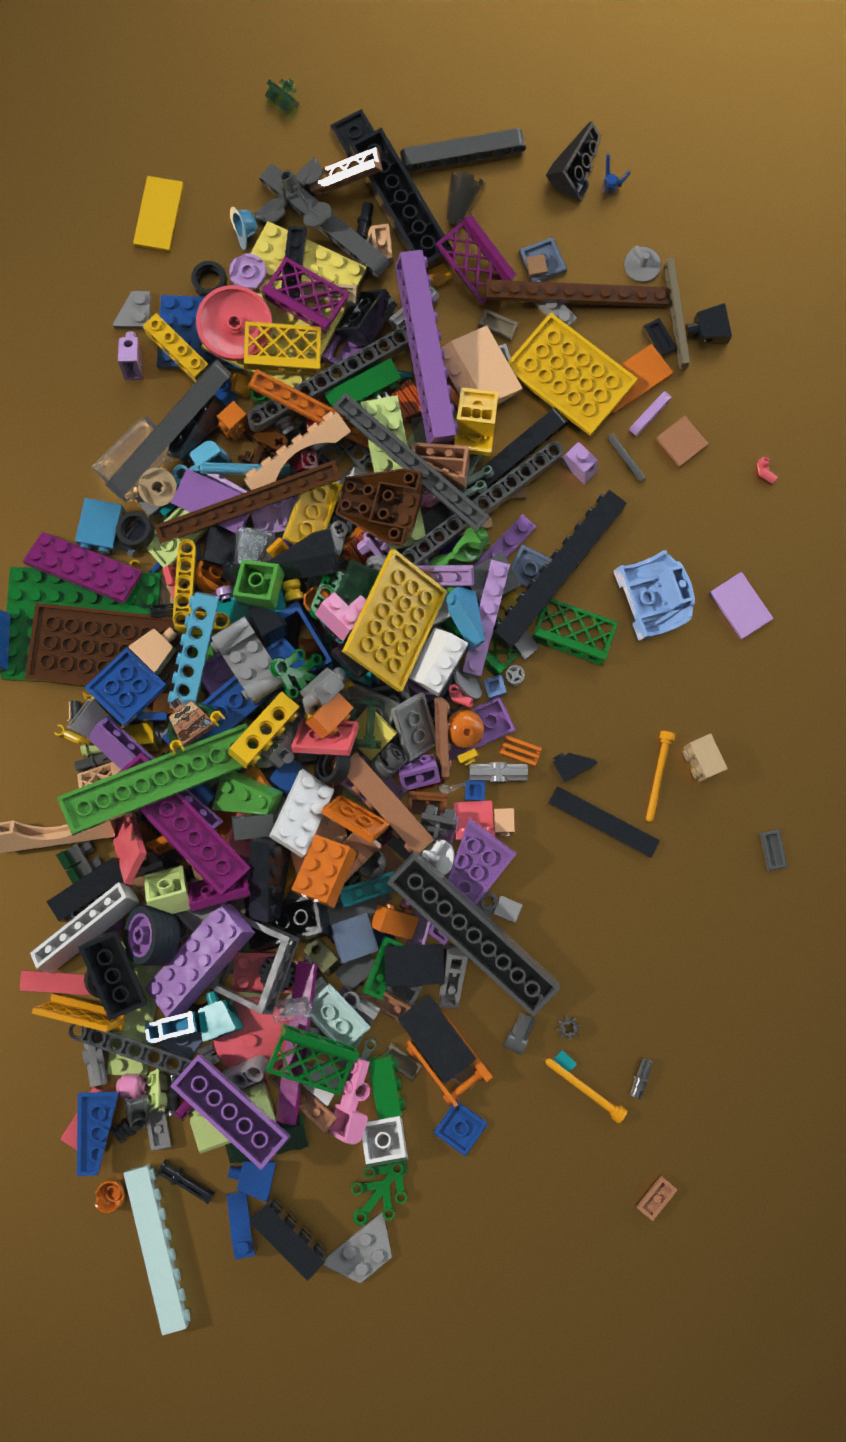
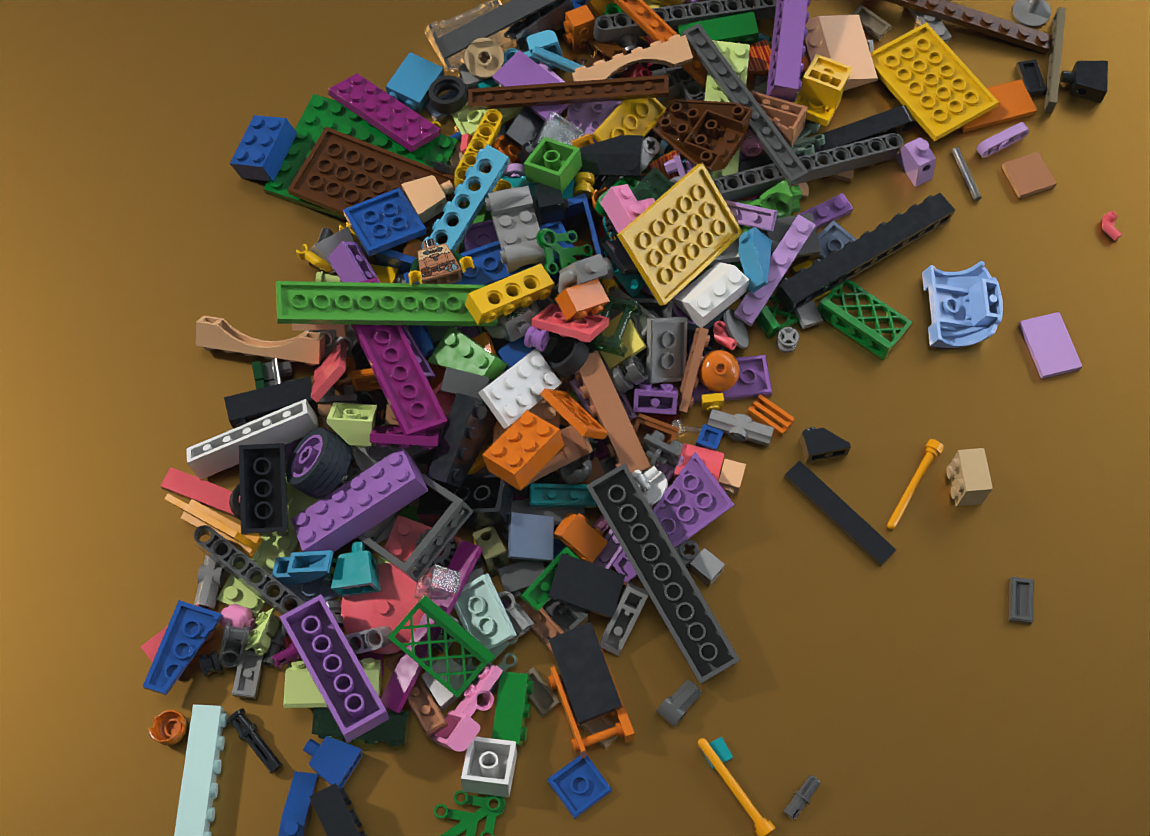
camera: 20 degrees right, 15 degrees down
(301, 763) = (536, 338): none -> medium lavender wheel
(495, 686) = (763, 344): medium blue plate -> none
(573, 1026) = (735, 707): dark grey gear -> none

